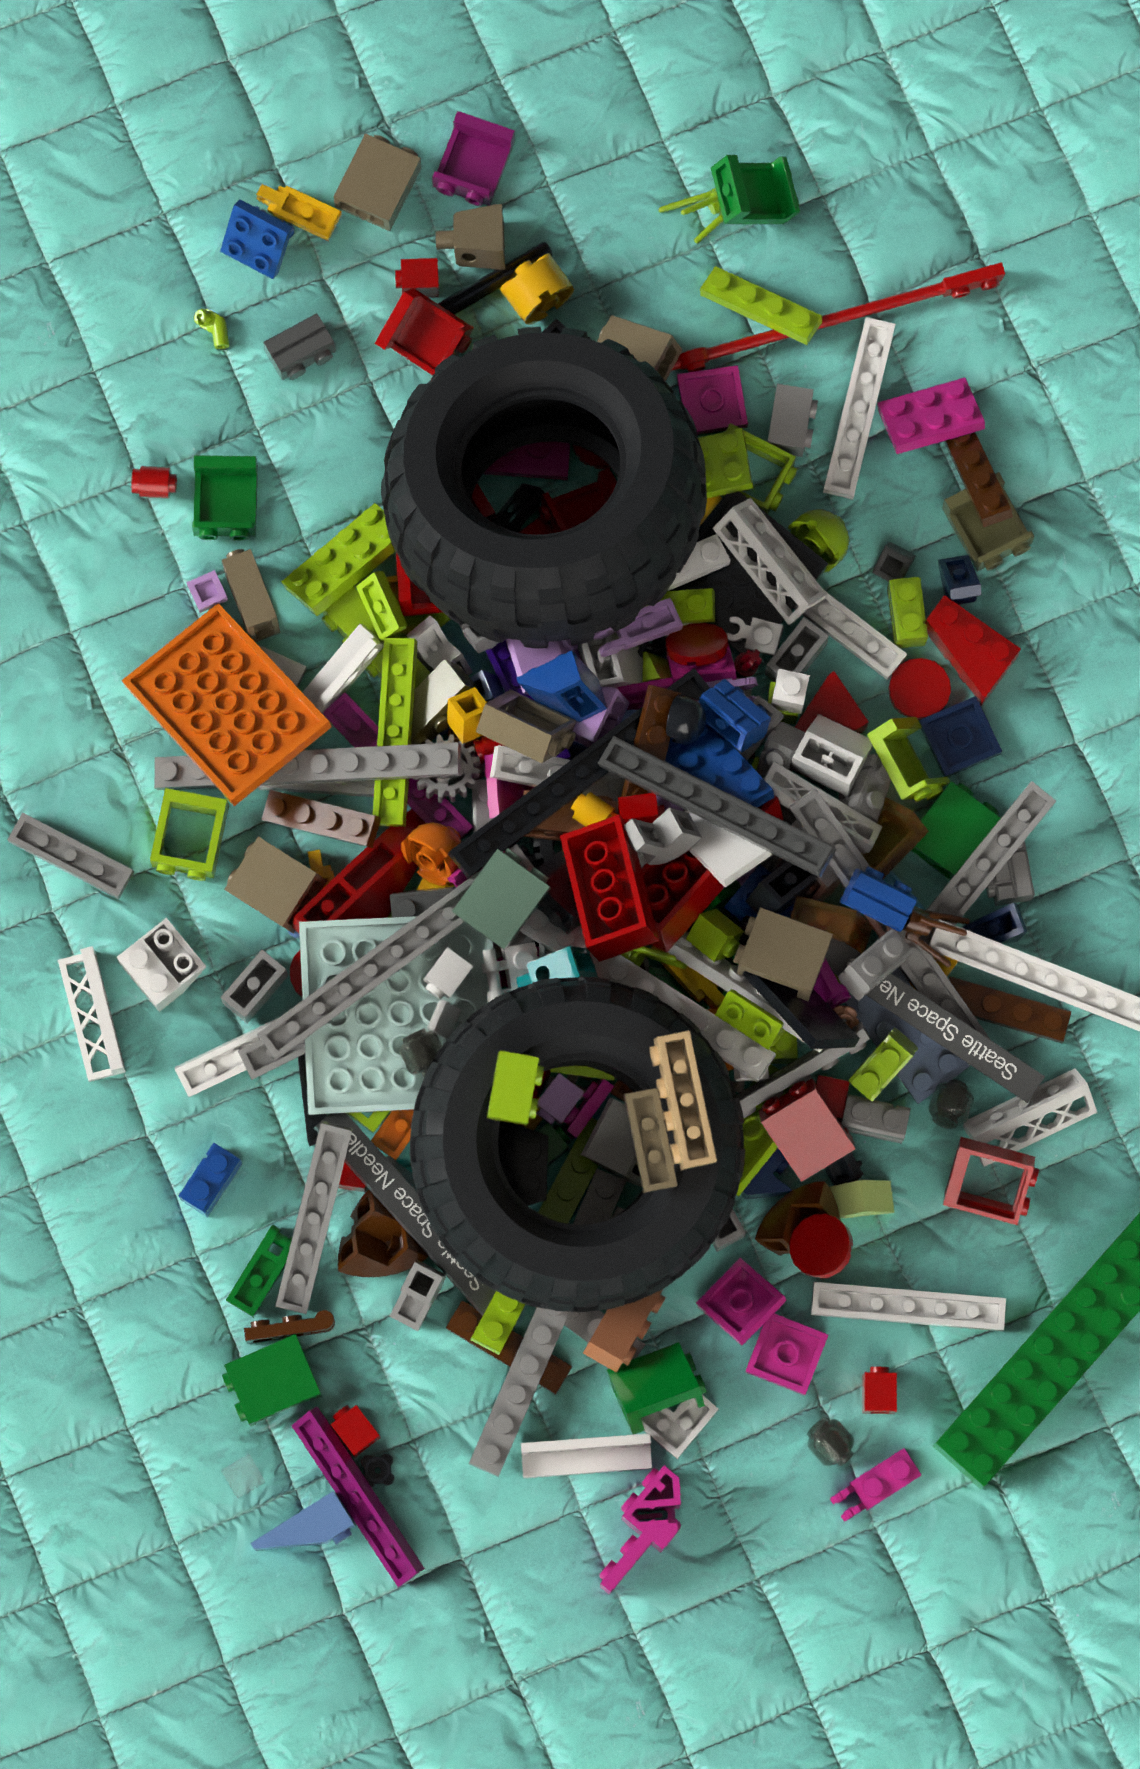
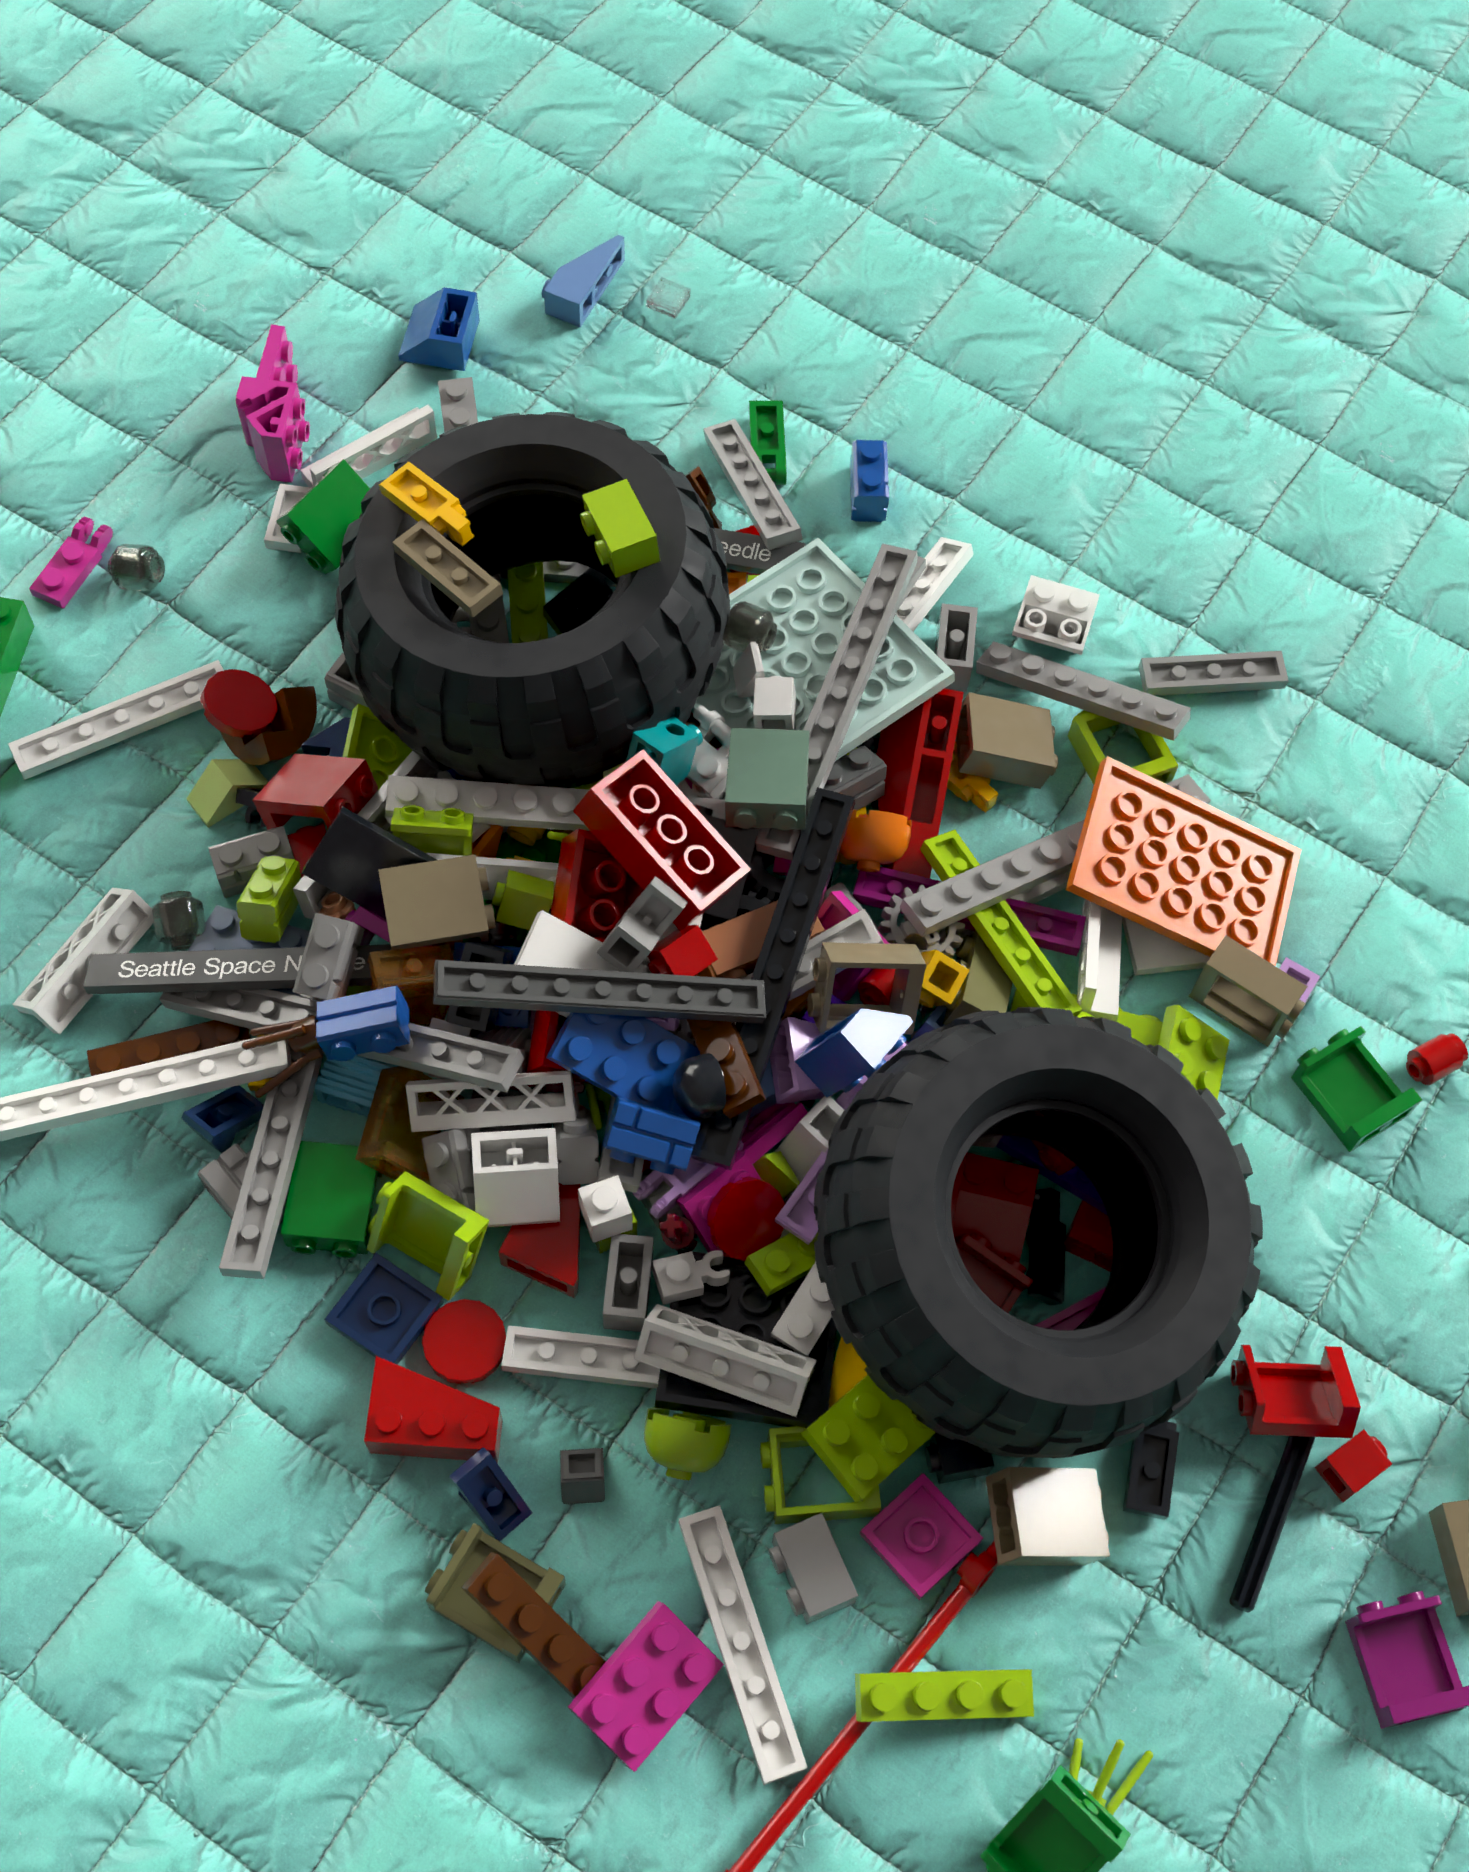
camera: 145 degrees right, 15 degrees down
(103, 1012) = (1079, 560): white fence -> none
(189, 889) = (1083, 690): none -> light grey plate
(264, 1331) = (709, 409): reddish brown plate -> none
(271, 1380) = (693, 365): green panel -> none
(300, 347) = (1413, 1297): dark grey brick -> none
(321, 819) = (1003, 818): plate -> none
(354, 1429) = (594, 366): red brick -> none
(357, 1496) = (569, 328): magenta plate -> none
(384, 1463) = (553, 353): black plate -> none
(462, 1542) = (442, 330): none -> blue slope
(476, 238) = (1330, 1557): dark tan torso -> none
(537, 289) = (1215, 1531): yellow brick -> none
(591, 809) = (732, 934): yellow brick -> none
(631, 1212) = (427, 500): none -> yellow hinge
(684, 1100) = (433, 607): tan brick -> none
(741, 1301) = (295, 633): dark pink plate -> none
(787, 1353) = (224, 620): dark pink plate -> none
(879, 1391) = (110, 630): red brick -> none
(907, 612) = (530, 1414): lime brick -> none
(983, 1206) = (92, 861): red window -> none

